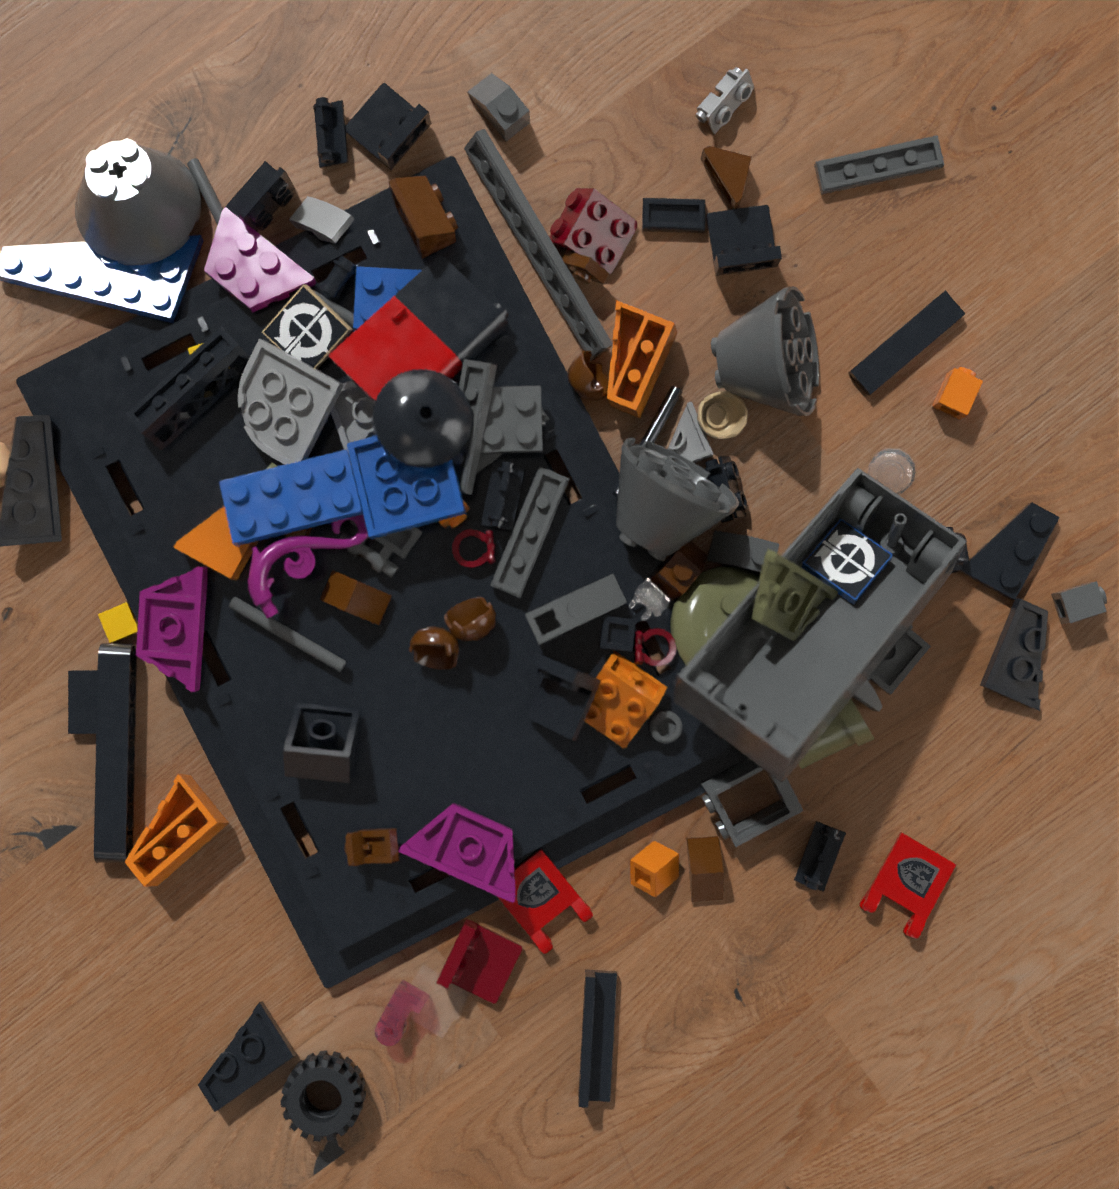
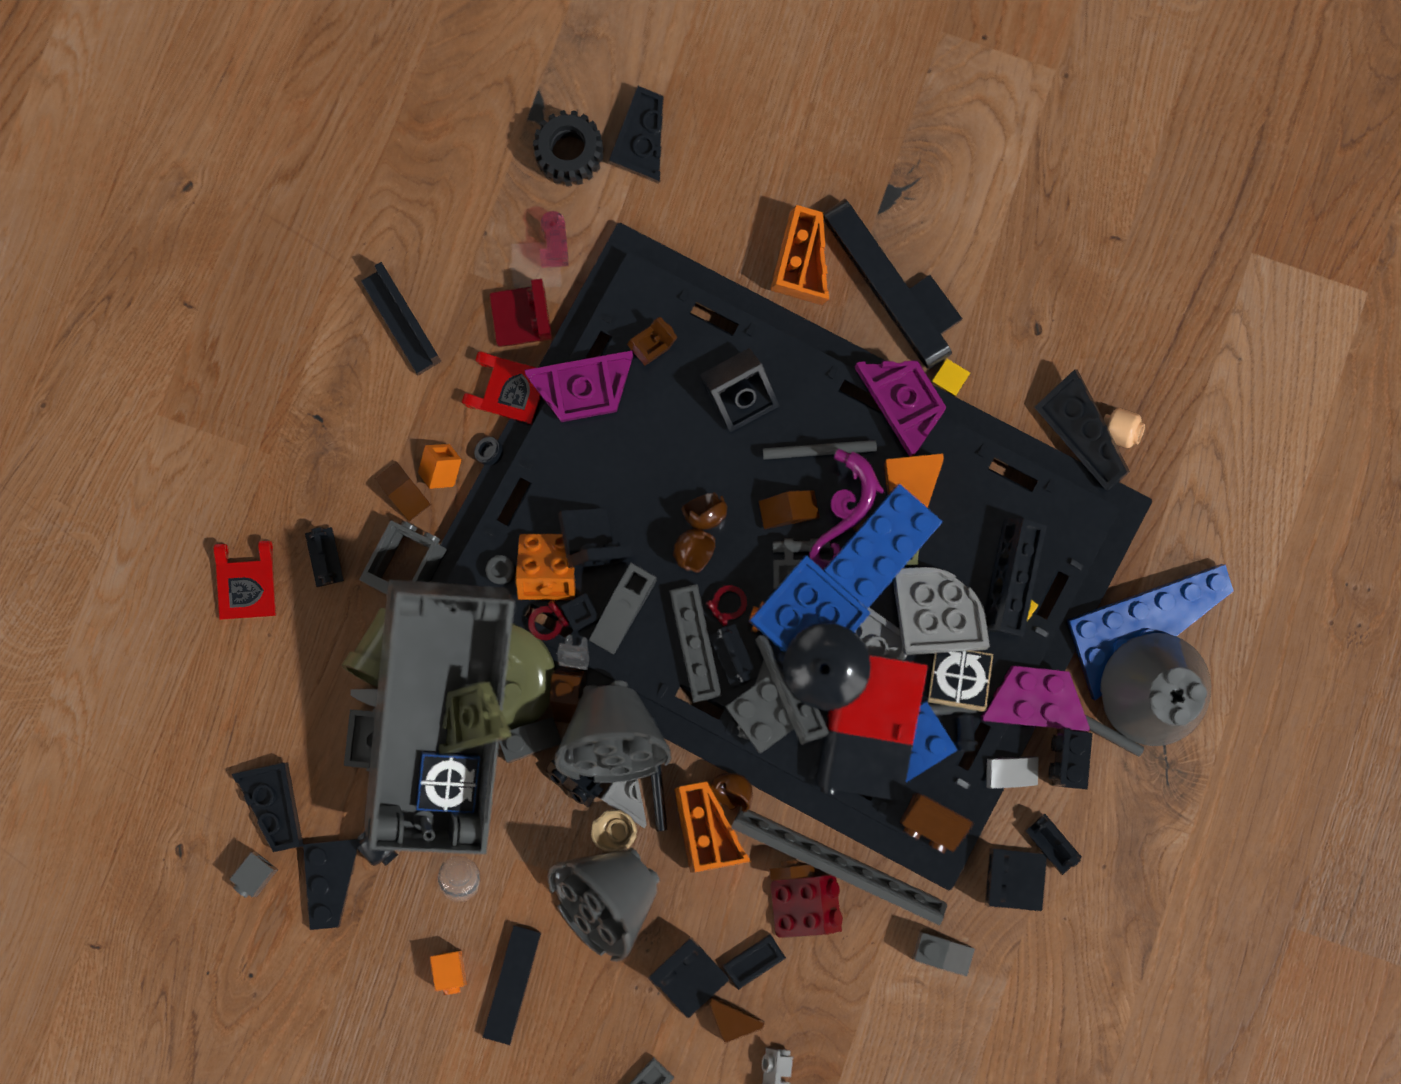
camera: 150 degrees right, 5 degrees down
(598, 851) = (488, 451): none -> black tile

